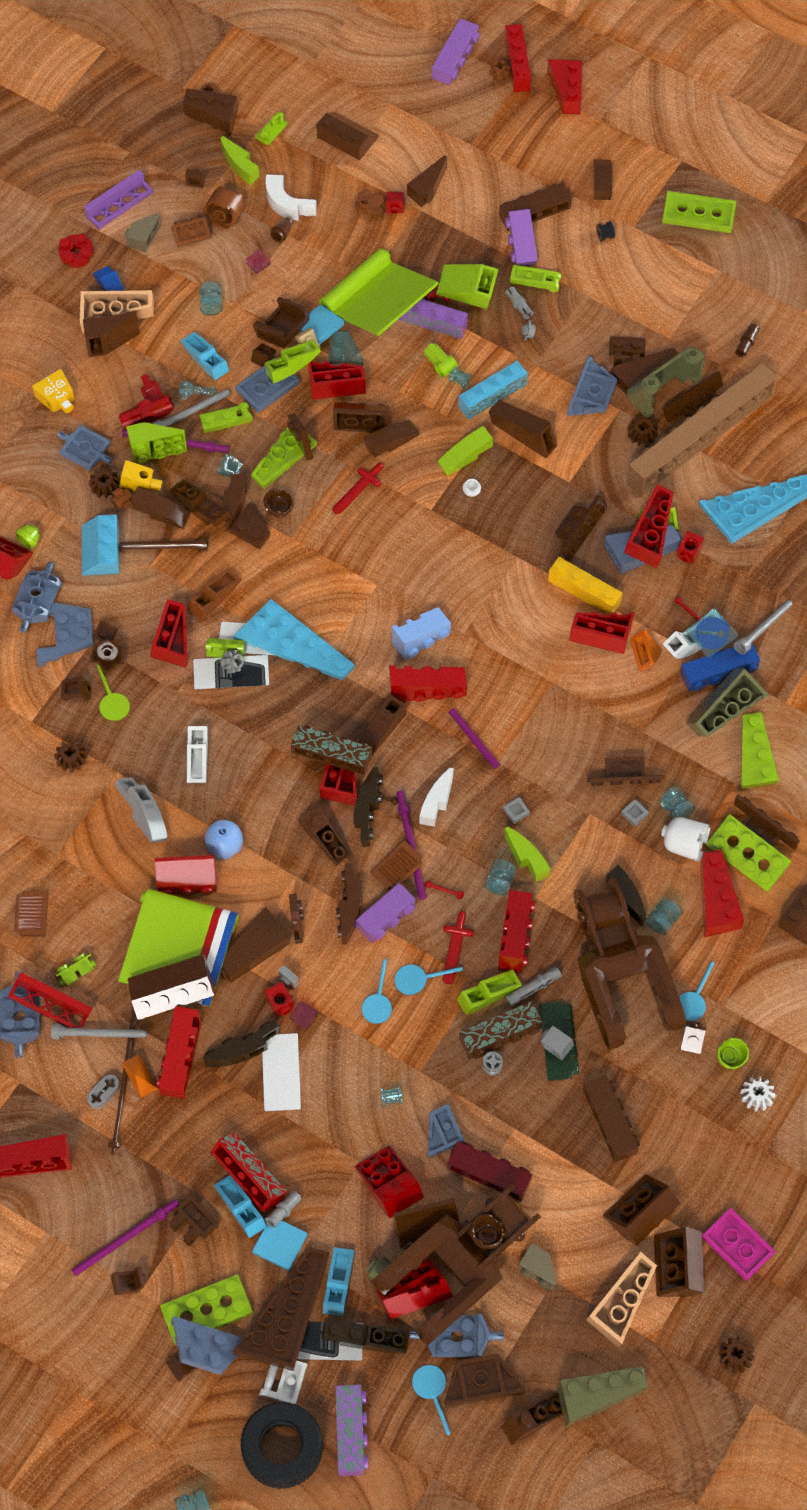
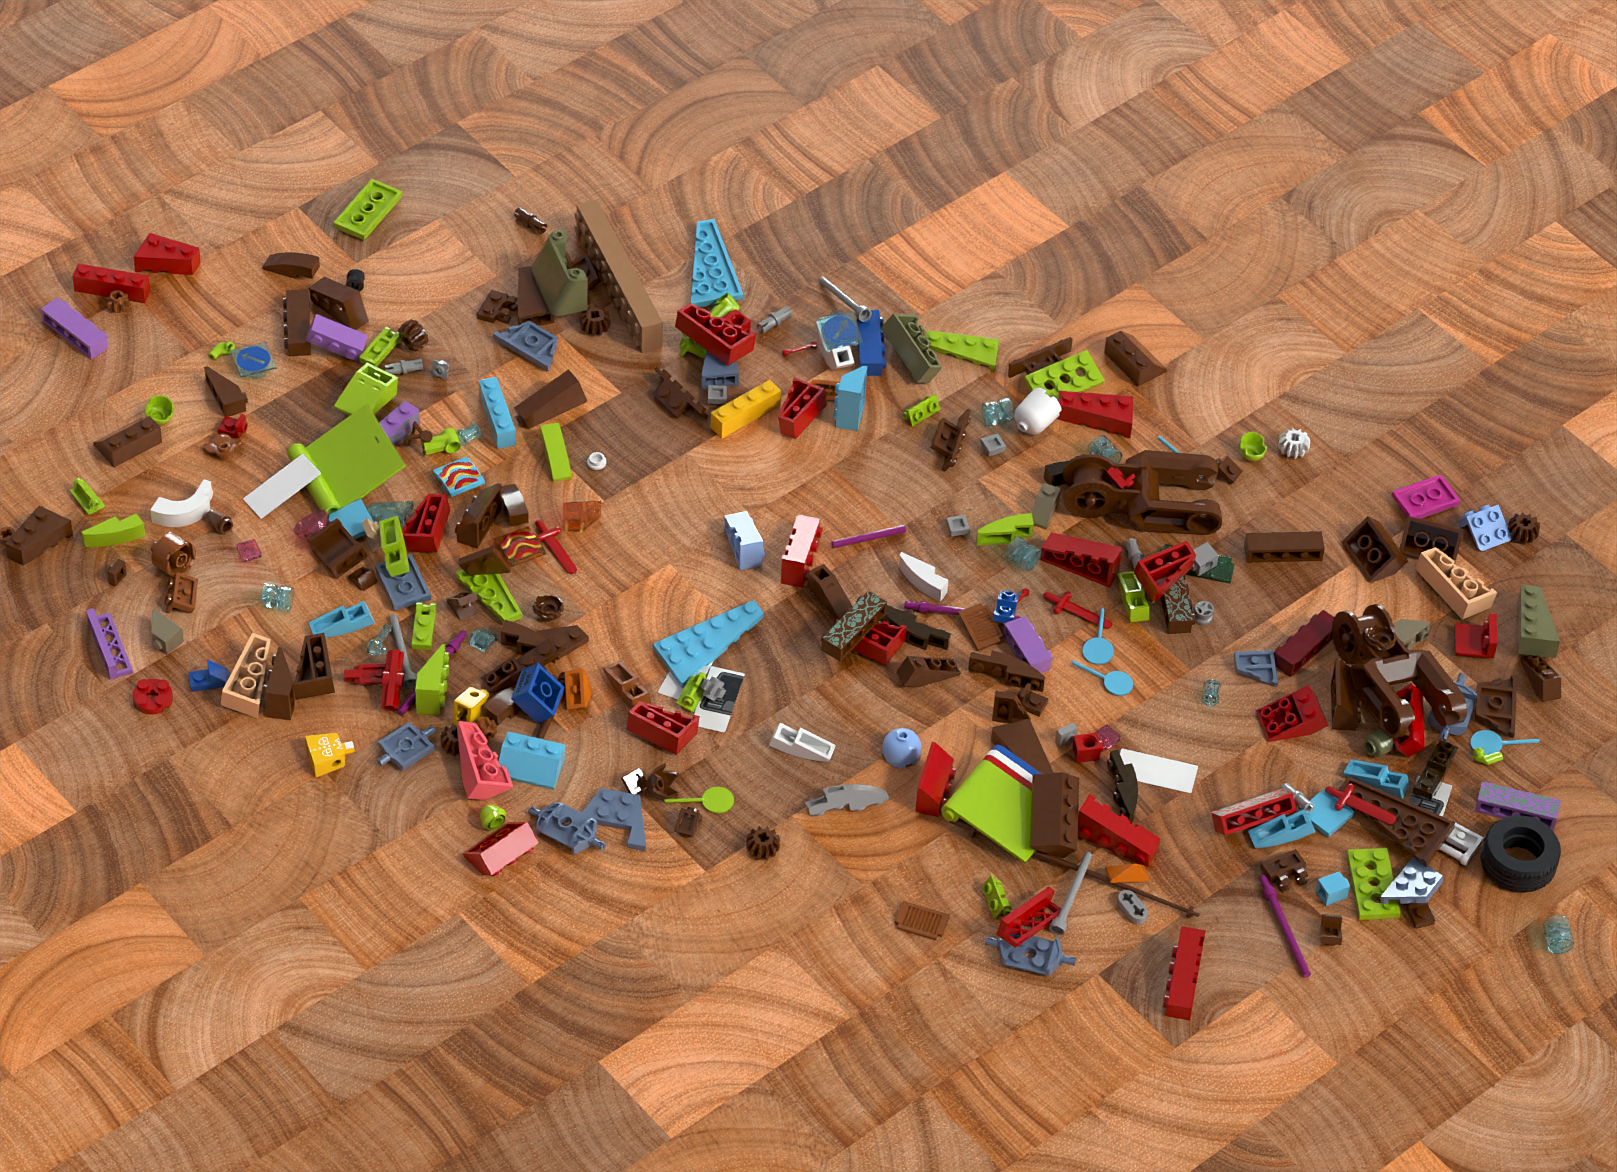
camera: 75 degrees left, 15 degrees down
(76, 509) = (480, 769): none -> coral wedge
(141, 351) = (314, 669): none -> reddish brown wedge
(167, 523) = (537, 693): none -> blue brick
(182, 1271) = (1332, 888): none -> medium azure brick
(192, 557) = (577, 689): none -> orange slope
(259, 437) = (463, 604): none -> reddish brown slope
(291, 1270) = (1347, 798): none -> red sword
(300, 294) = (311, 523): none -> clear pink tile
(322, 936) = (1031, 701): none -> reddish brown bracket
(337, 259) = (282, 486): none -> white sticker
(344, 459) = (519, 546): none -> slope
(385, 142) = (160, 409): none -> lime hair
(397, 493) = (580, 515): none -> clear orange slope
(405, 1385) = (1481, 757): none -> lime arm
(407, 387) = (458, 476): none -> slope
(425, 881) = (1006, 606): none -> blue slope
(434, 343) = (425, 436): none -> reddish brown piece
(475, 189) = (253, 360): none -> piece
(480, 162) = (221, 349): none -> lime arm
(512, 1006) = (1164, 569): none -> red wedge
(554, 295) = (413, 335): none -> reddish brown gear
(561, 1338) = (1477, 639): none -> red bracket
(569, 226) = (339, 302): none -> reddish brown wedge
(571, 879) = (1045, 505): none -> dark tan slope
(595, 558) = (717, 394): none -> light grey plate
(609, 930) = (1116, 475): none -> red bracket
(625, 668) = (850, 399): none -> medium azure slope
(649, 736) = (922, 410): none -> lime hinge
(708, 530) = (724, 305): none -> lime piece
(714, 577) = (774, 319): none -> light grey pin
(721, 1315) = (1486, 527): none -> light blue bracket

